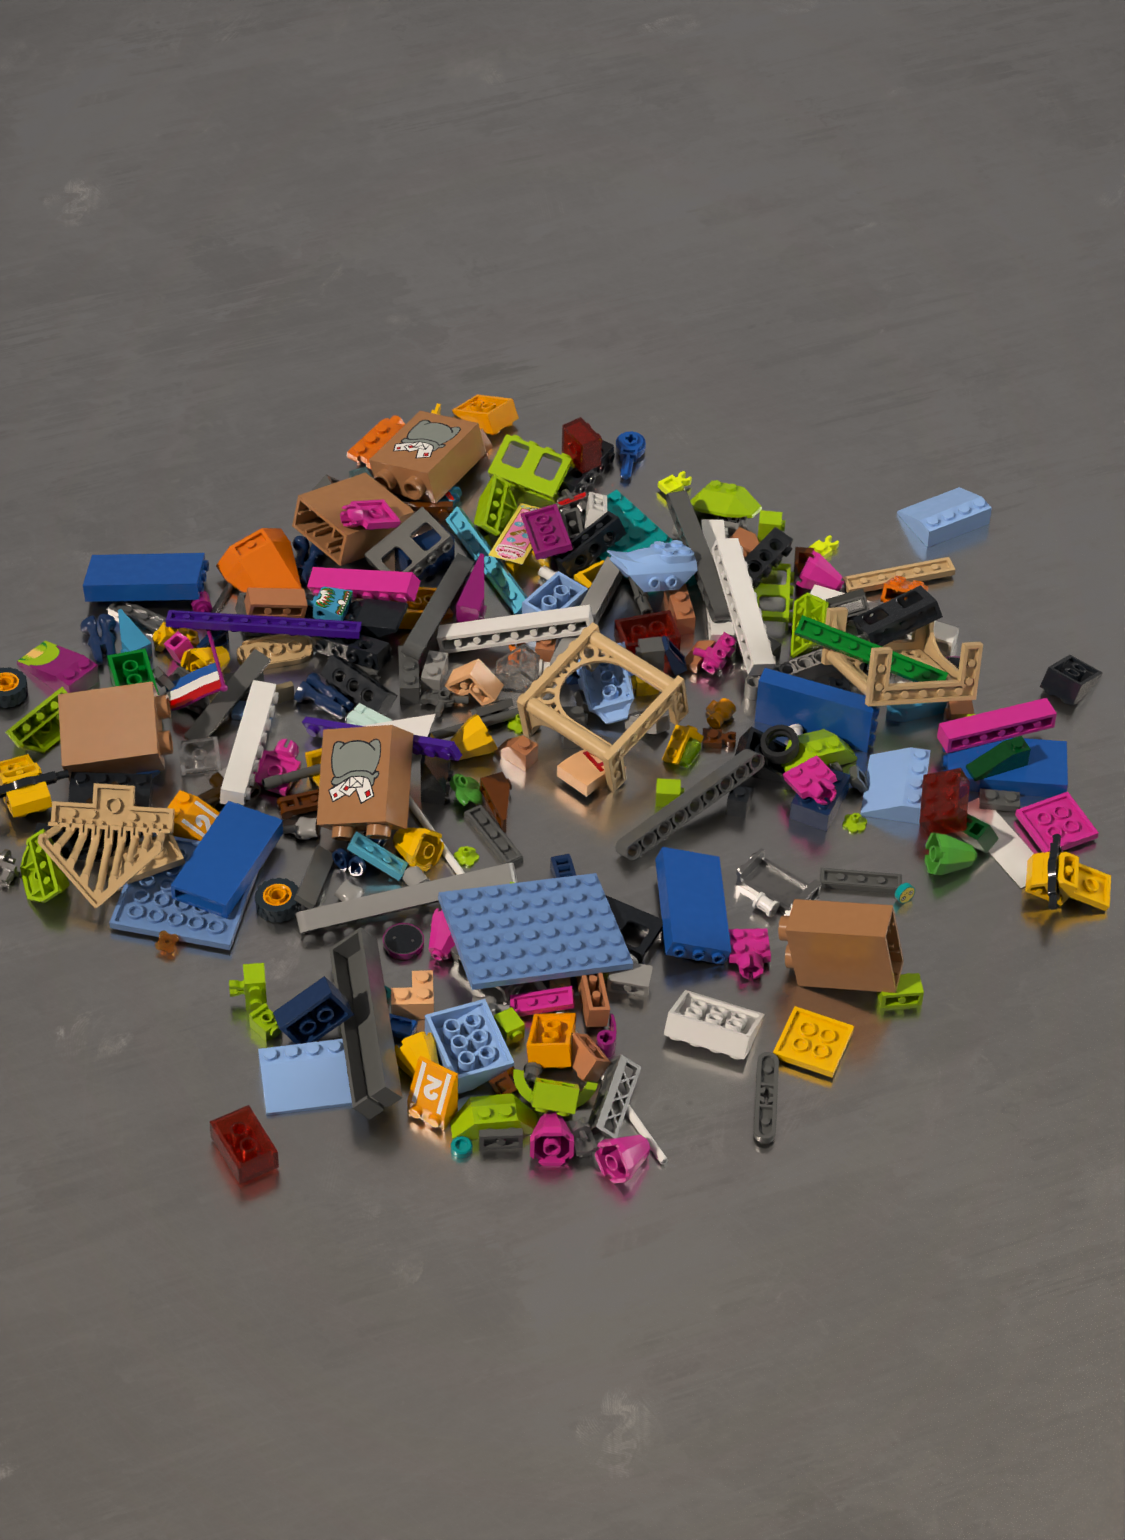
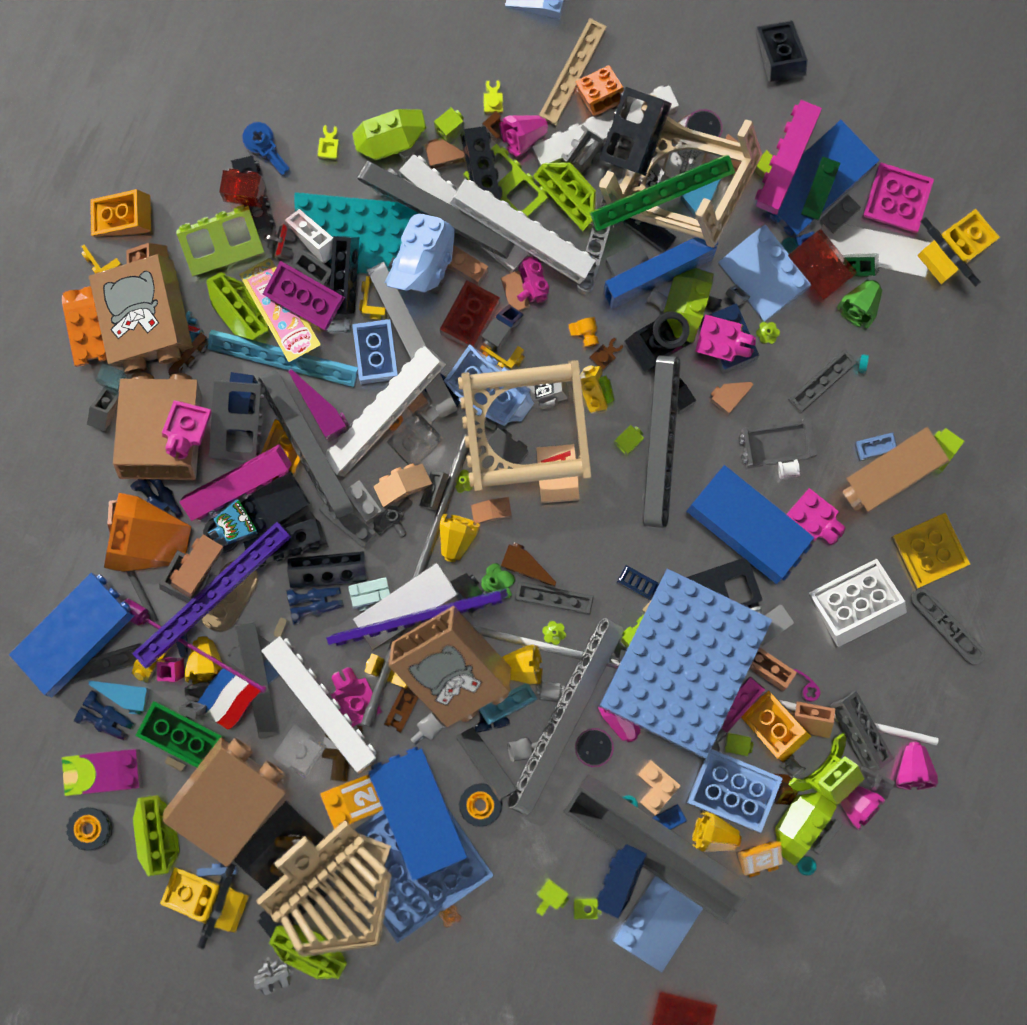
camera: 45 degrees left, 35 degrees up
(60, 787) = (216, 870): none -> medium blue plate
(779, 829) = (729, 395): none -> nougat slope

